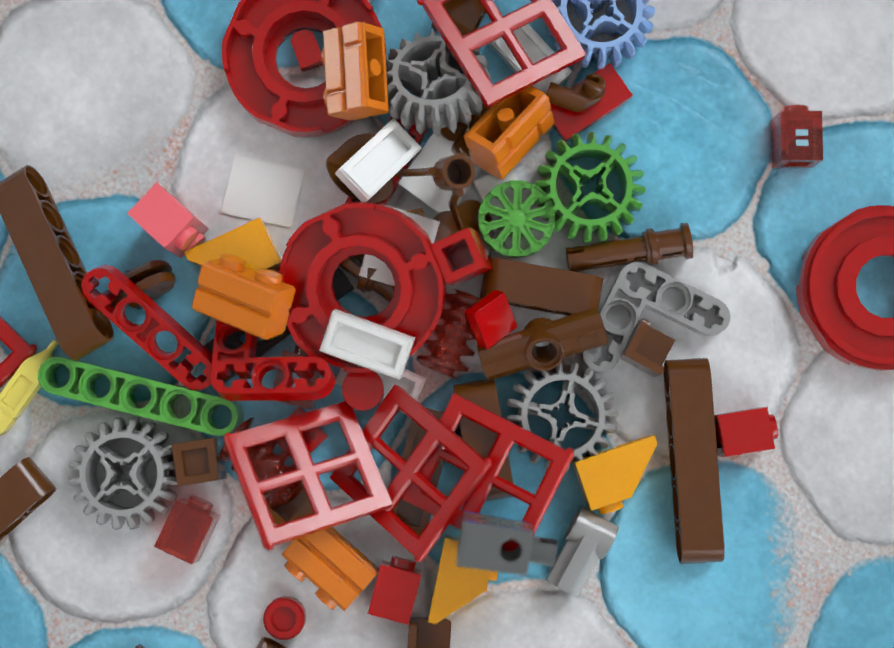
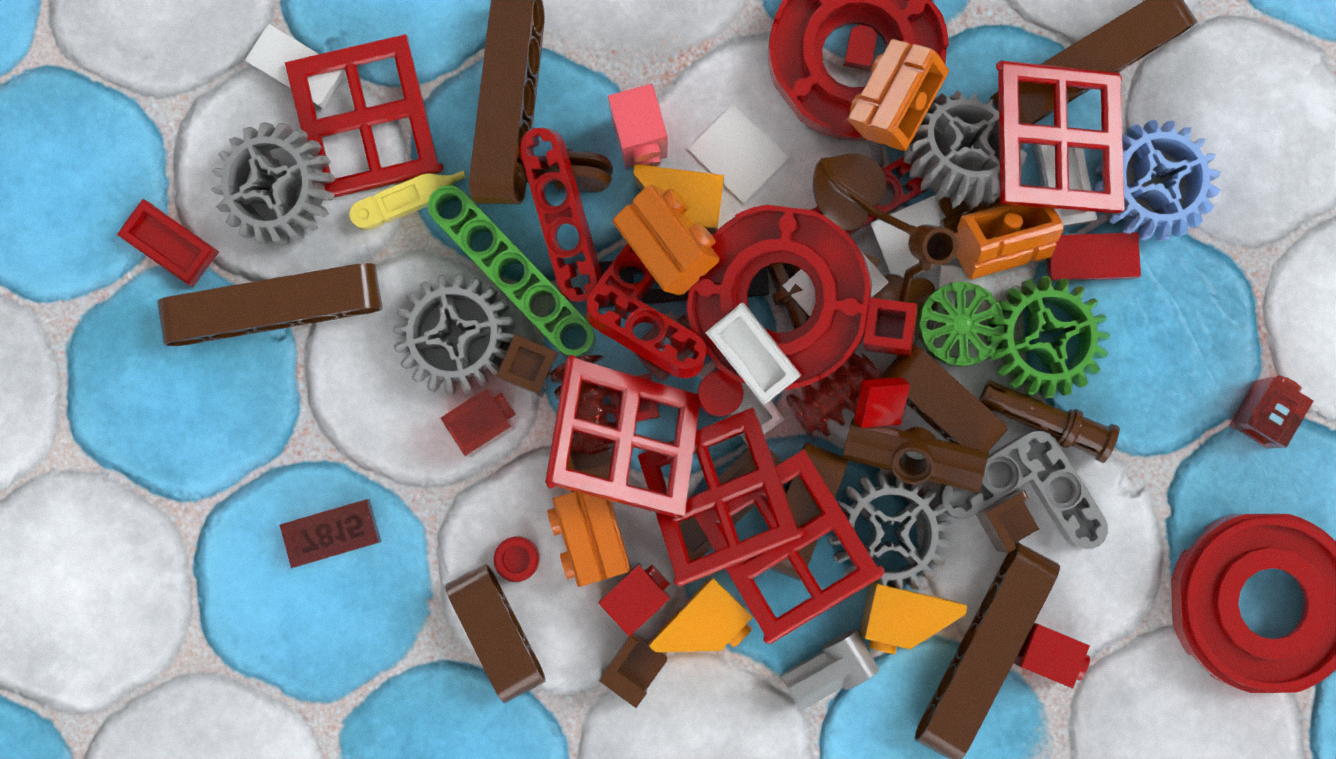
camera: 30 degrees right, 0 degrees up
(378, 160) = (867, 190): white tile -> none
(482, 542) = (750, 601): dark grey torso -> none
(579, 97) = (1091, 246): reddish brown arm -> none

